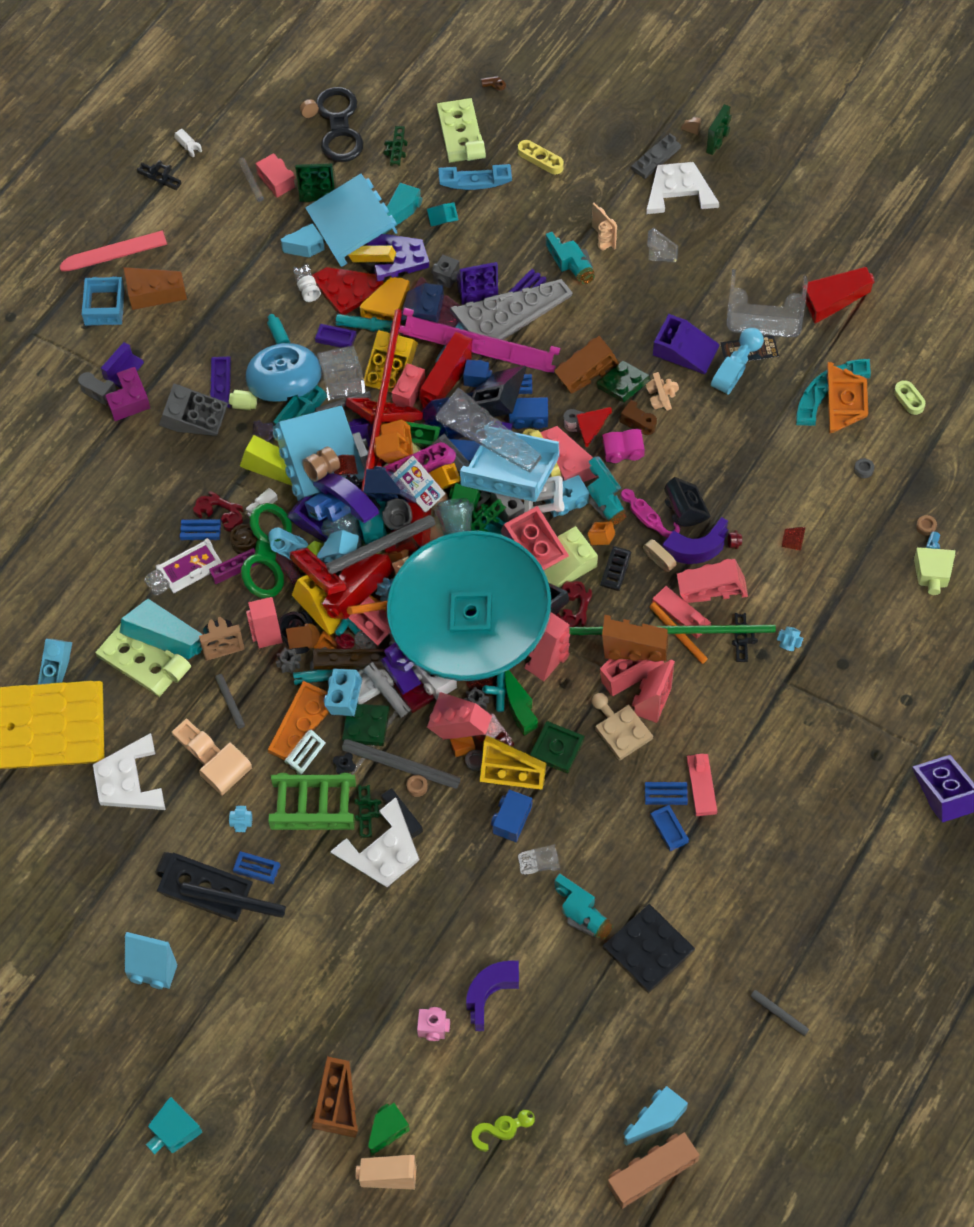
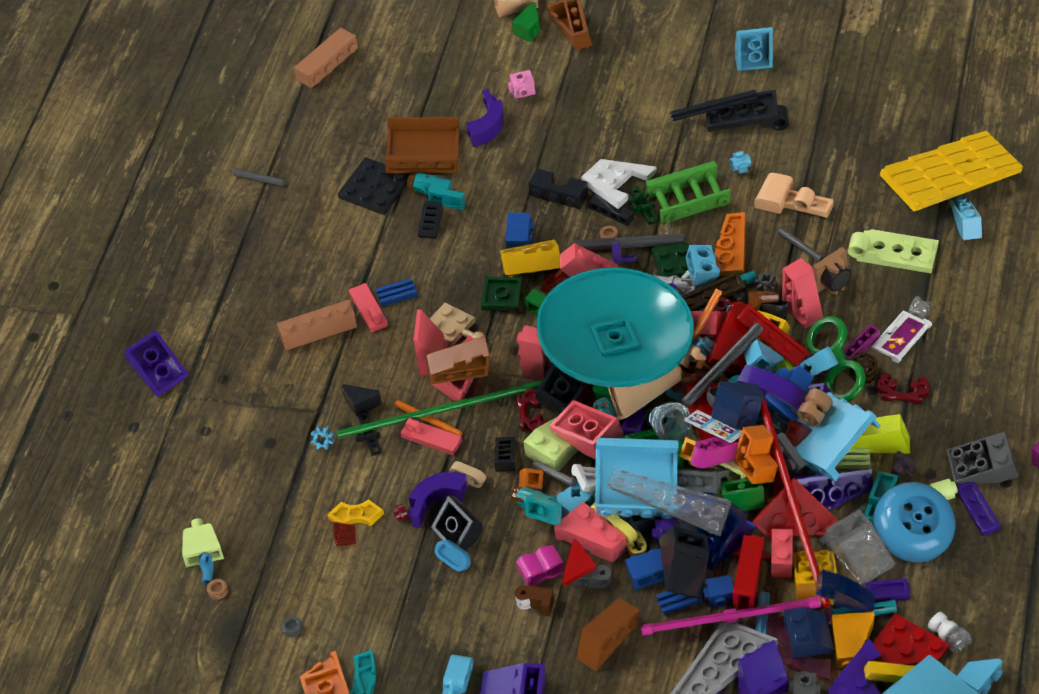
camera: 165 degrees right, 10 degrees down
(119, 781) = (856, 162): white wing -> none
(161, 629) = (890, 268): teal slope -> none
(200, 527) = (908, 364): blue tile -> none
(268, 496) = (867, 402): white bar -> none
(269, 879) = (712, 142): blue tile -> none
(277, 330) = (949, 573): teal cylinder -> none
(294, 764) = (714, 224): light aqua tile -> none
(349, 767) = (677, 227): black plate -> none
(378, 316) = (844, 592): none -> clear blue slope
(416, 737) = (617, 257): none -> dark purple panel
(436, 845) = (570, 194): none -> black arch
(504, 1128) = (444, 48): lime piece -> none
(539, 860) = (482, 210): clear leg -> none
(576, 518) = (555, 473): none -> dark grey bar
(579, 973) = (422, 145): none -> dark orange panel
(597, 888) = (432, 209): none -> black slope
(623, 381) = (563, 631): dark green plate -> none
(646, 513) = (495, 510): dark pink piece -> none
(658, 385) = (519, 634): light nougat hips -> none
(661, 1114) = (330, 88): medium azure slope -> none
(669, 828) = (385, 269): blue tile -> none
(699, 481) = (452, 555): none -> dark azure tile
(712, 581) = (407, 460): coral wedge -> none
(740, 670) = (361, 399): none -> black slope
(763, 772) = (317, 325): none -> nougat brick
(786, 558) = (363, 513): none -> yellow tile

